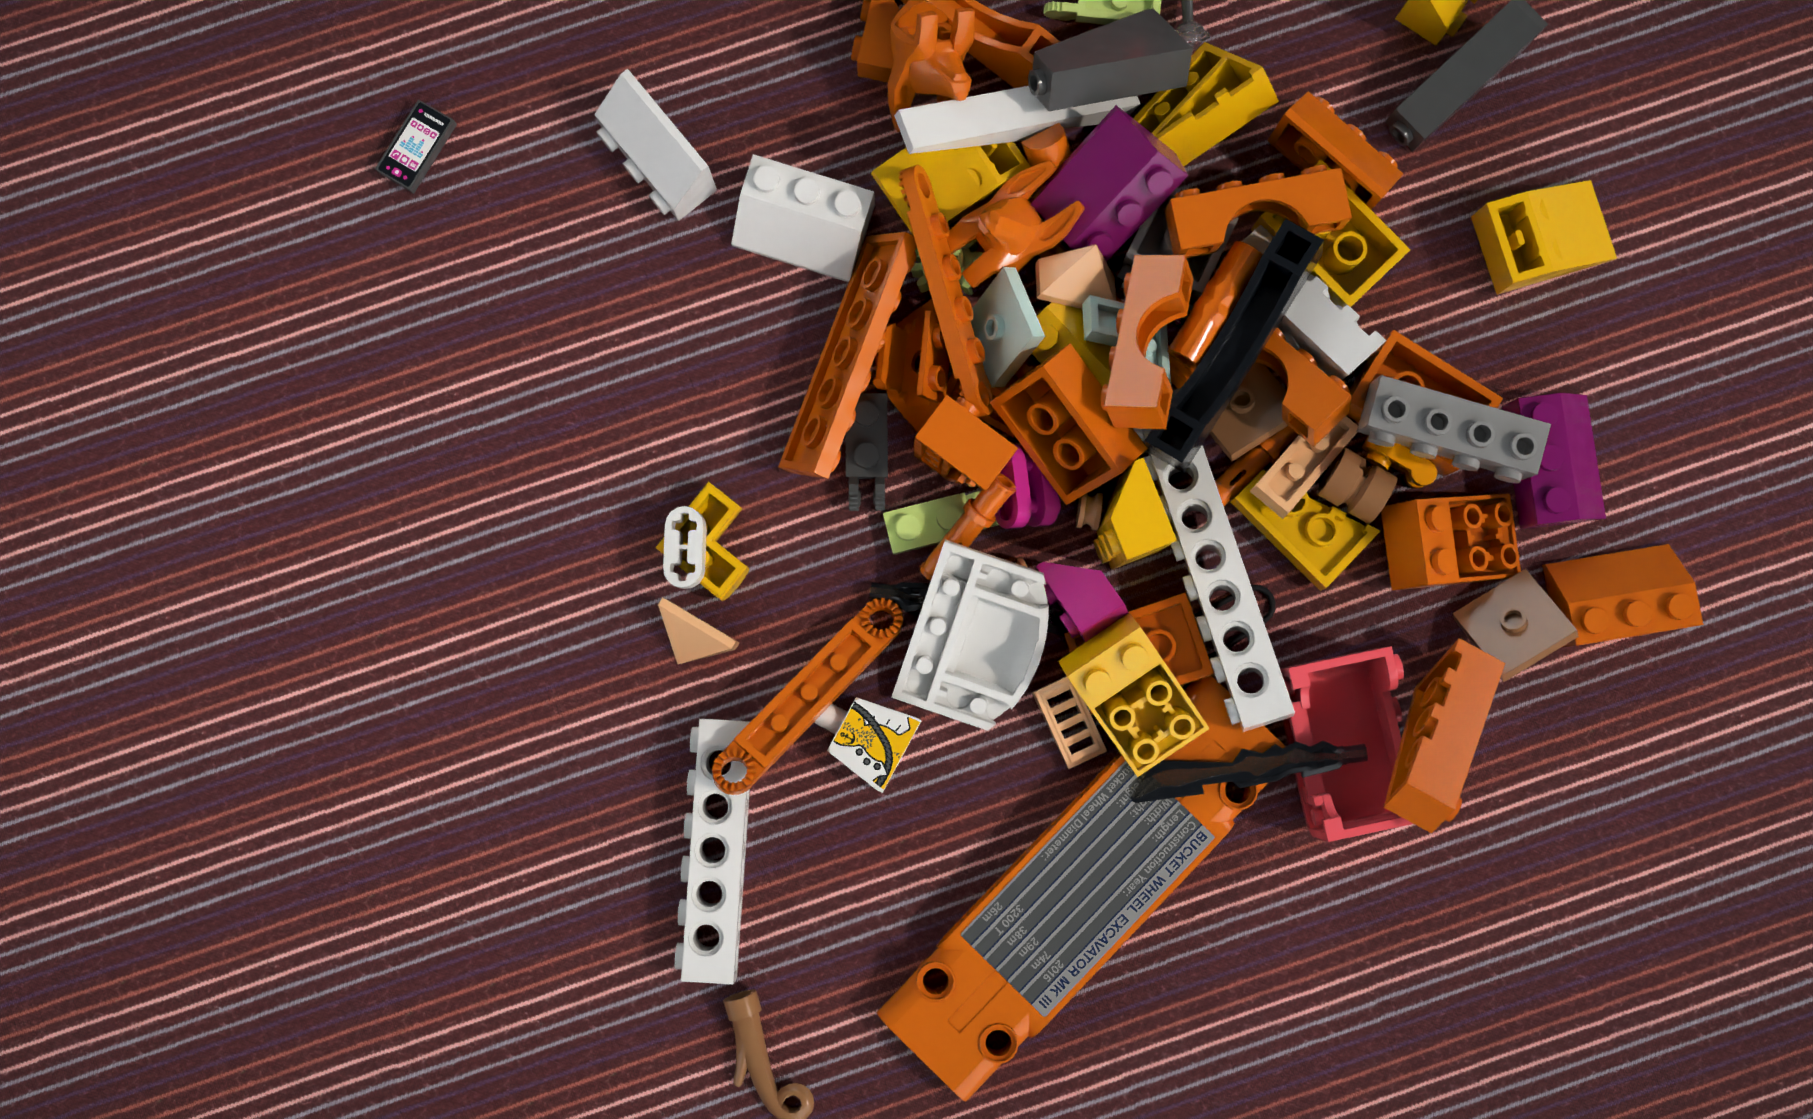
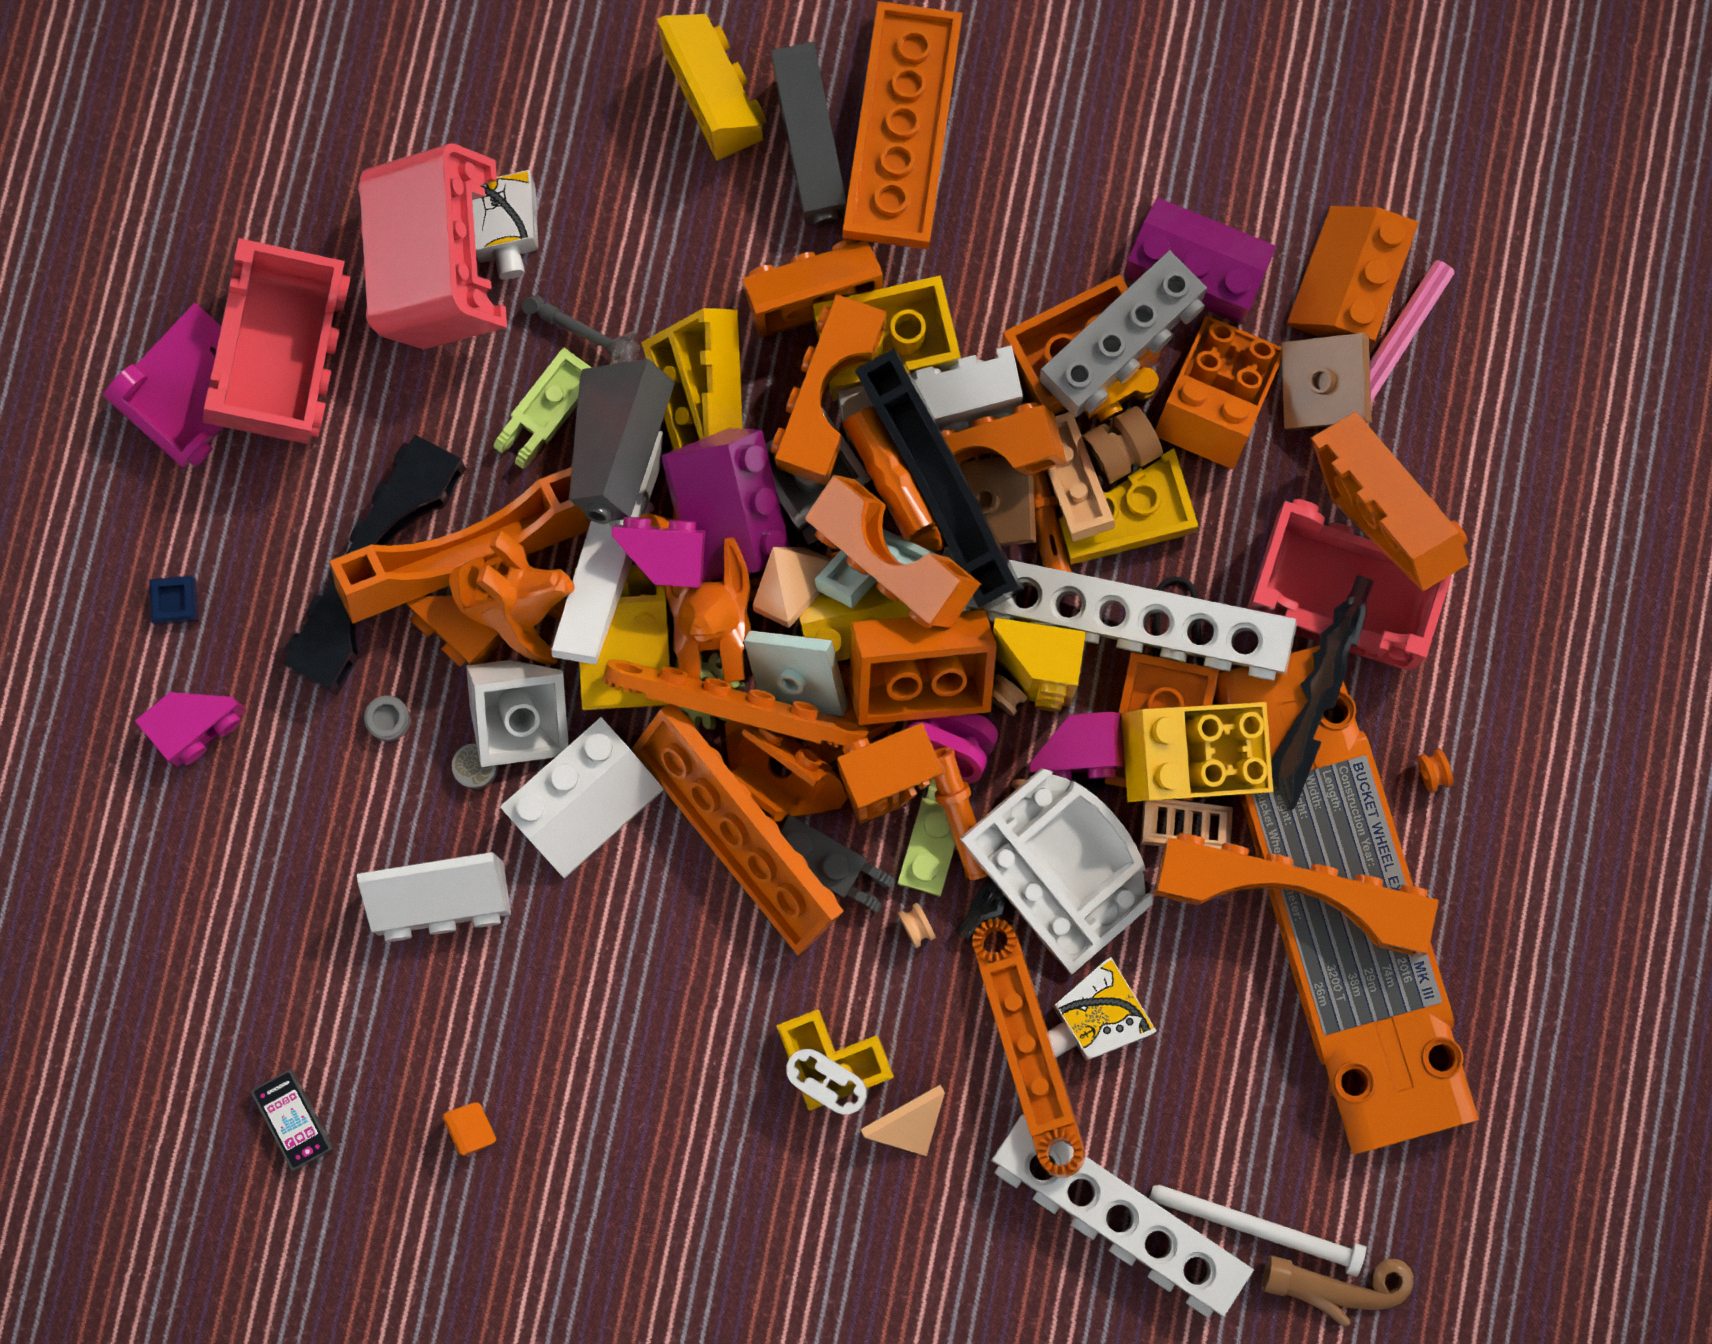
camera: 55 degrees left, 5 degrees down
(486, 287) = (469, 1129): none -> orange slope
(777, 29) = (387, 718): none -> light grey tile
(779, 120) = (468, 770): none -> light grey tile
(792, 1059) = (1262, 1228): none -> white bar
(840, 124) = (517, 711): none -> white slope
(857, 548) = (916, 925): none -> light nougat bush
(1034, 155) = (664, 554): none -> dark pink slope
(1087, 934) = (1387, 916): none -> orange arch
(1237, 902) = (1435, 770): none -> orange bush
(1519, 147) = (902, 125): none -> orange plate
(1542, 235) = (993, 150): yellow slope -> none
(1606, 666) = (1408, 324): none -> bright pink axle

